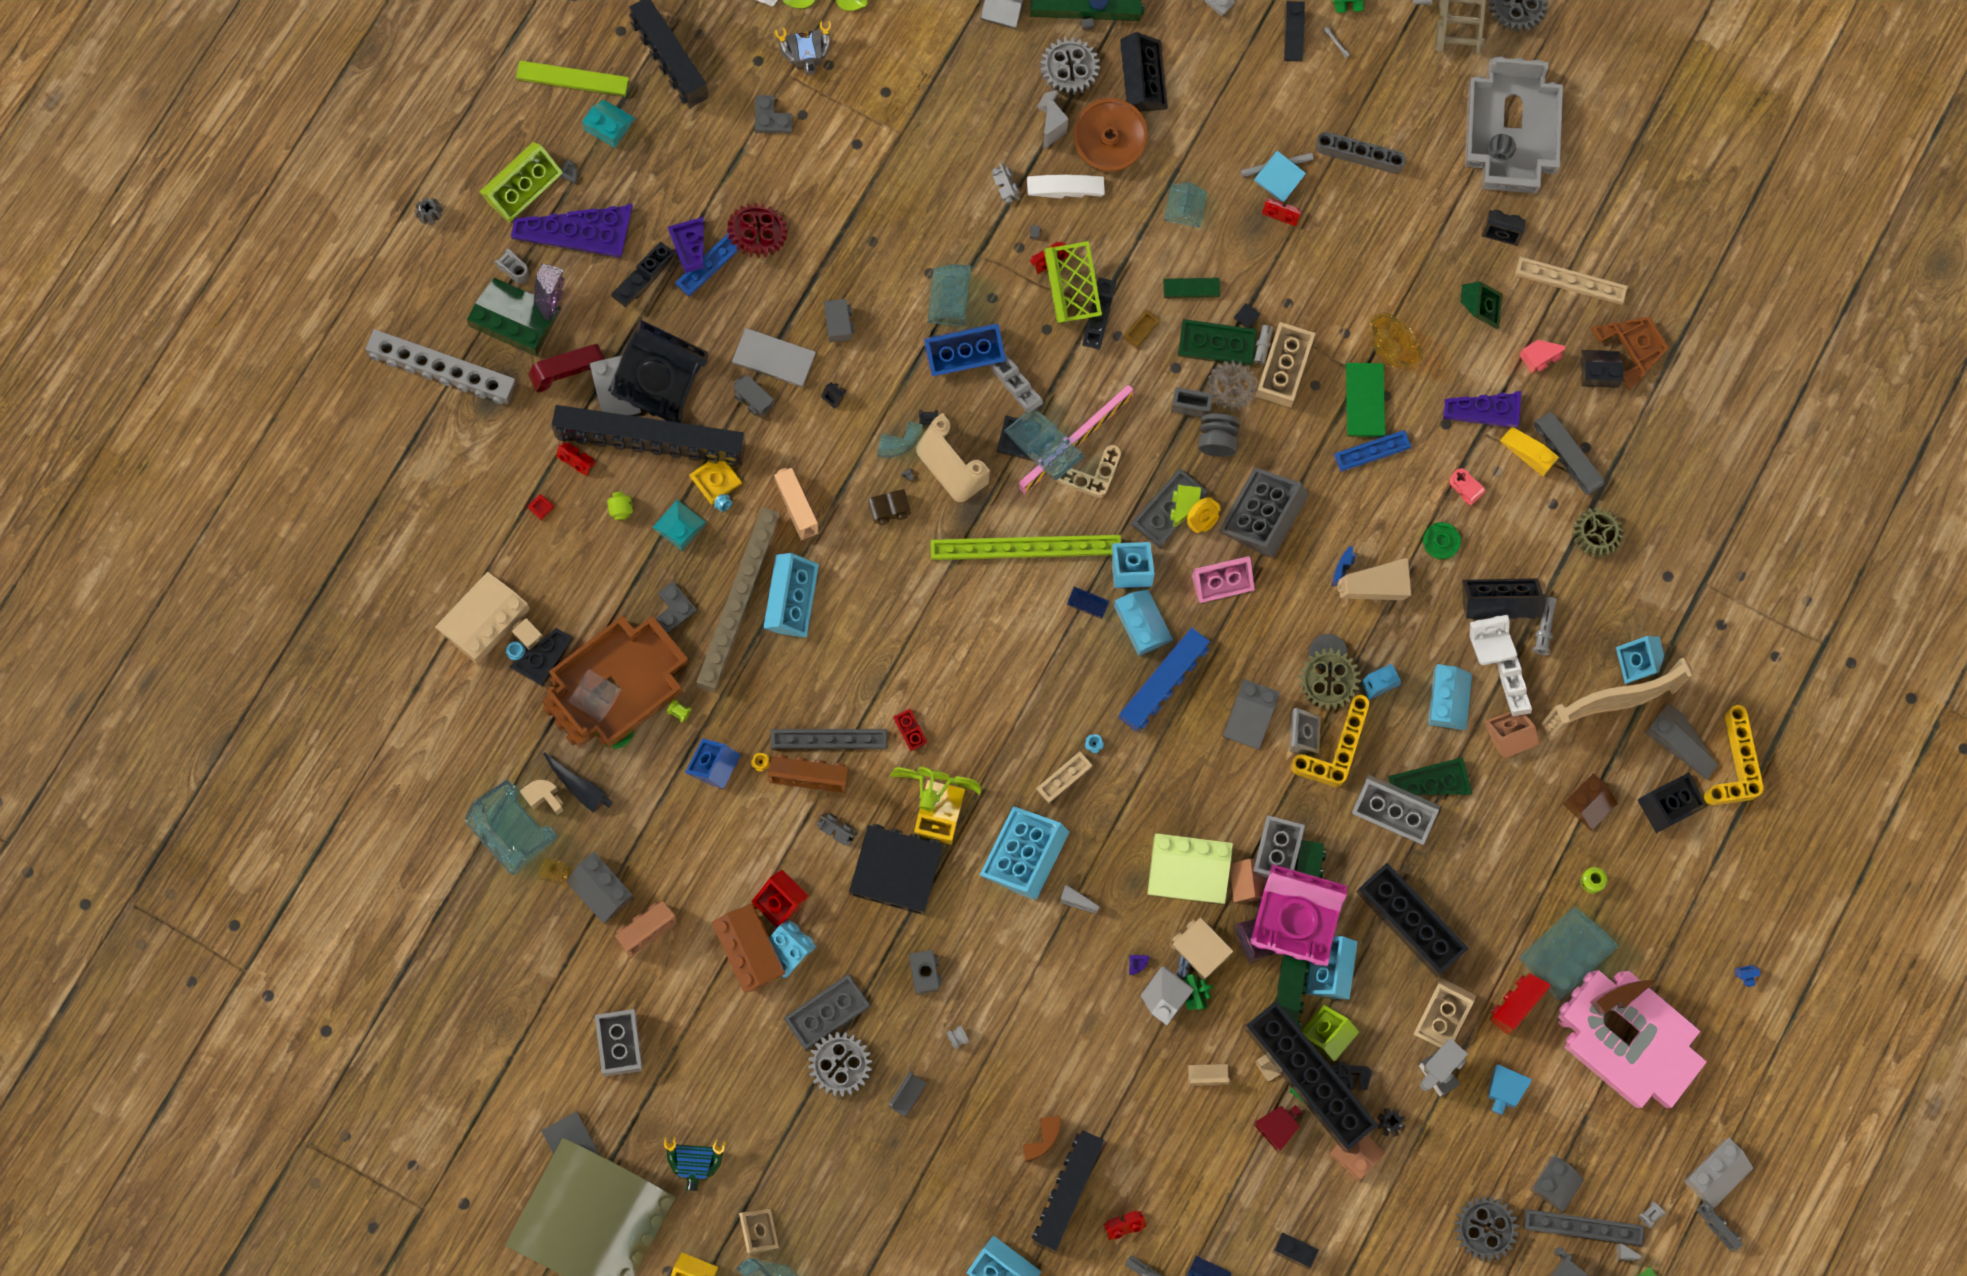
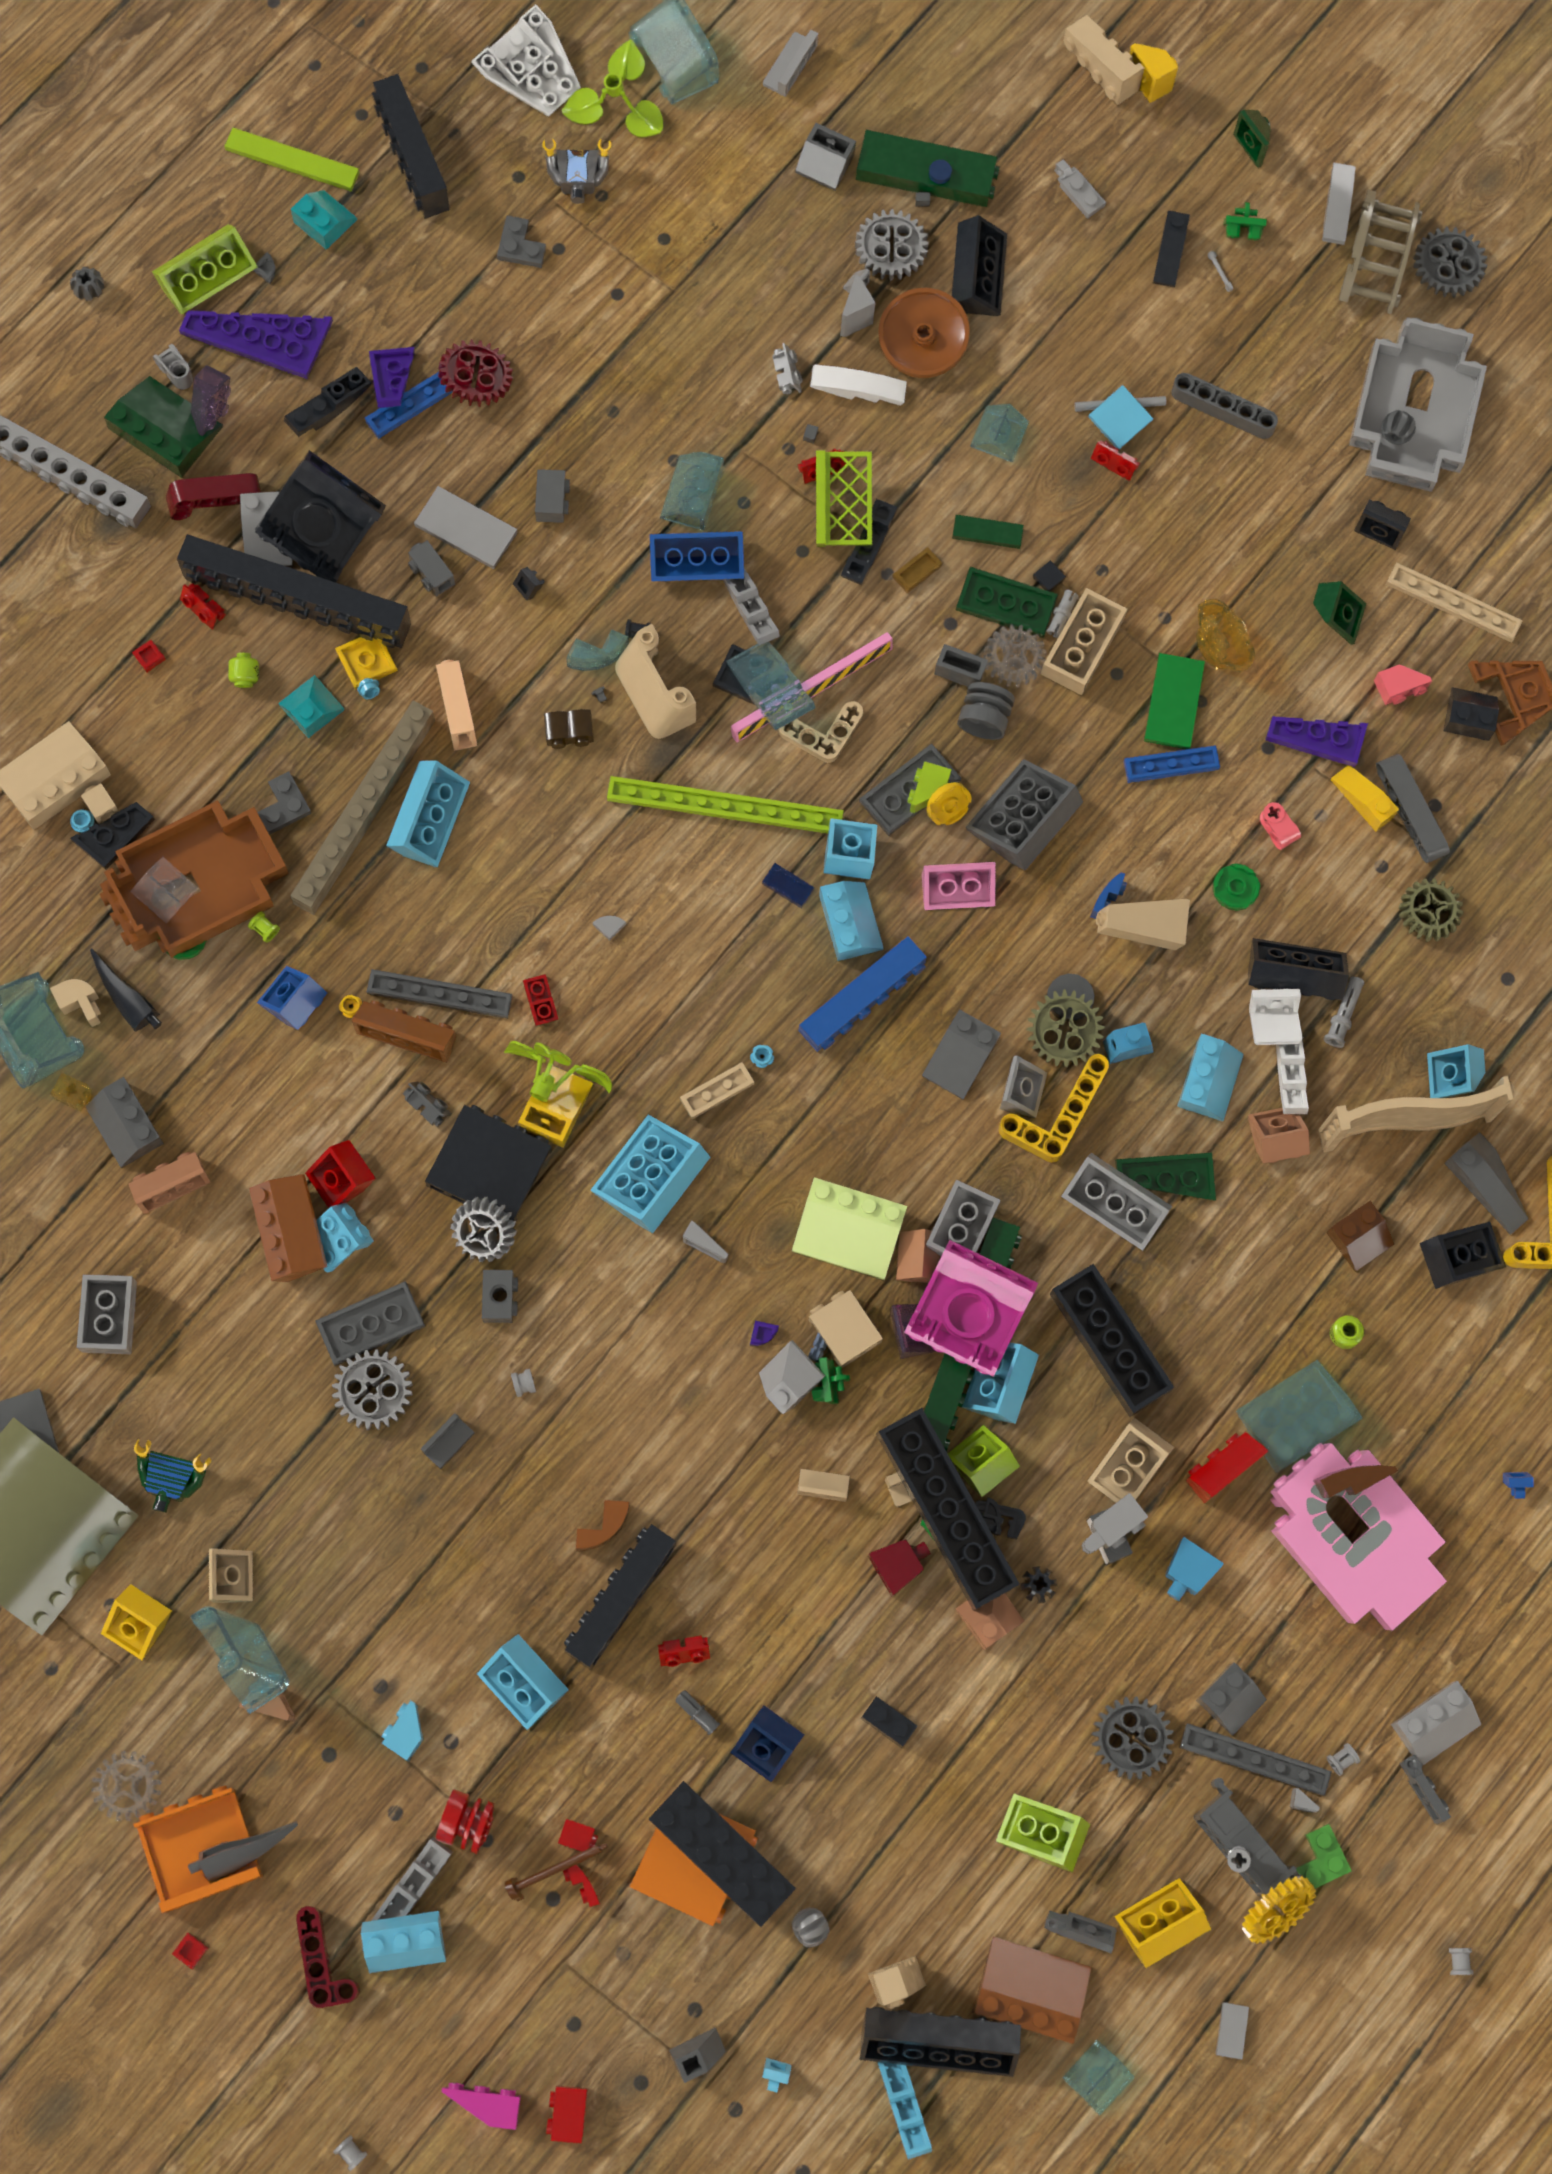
camera: 10 degrees right, 0 degrees up
(905, 911) = (477, 1212): none -> light grey gear
(952, 660) = (609, 925): none -> light grey tile

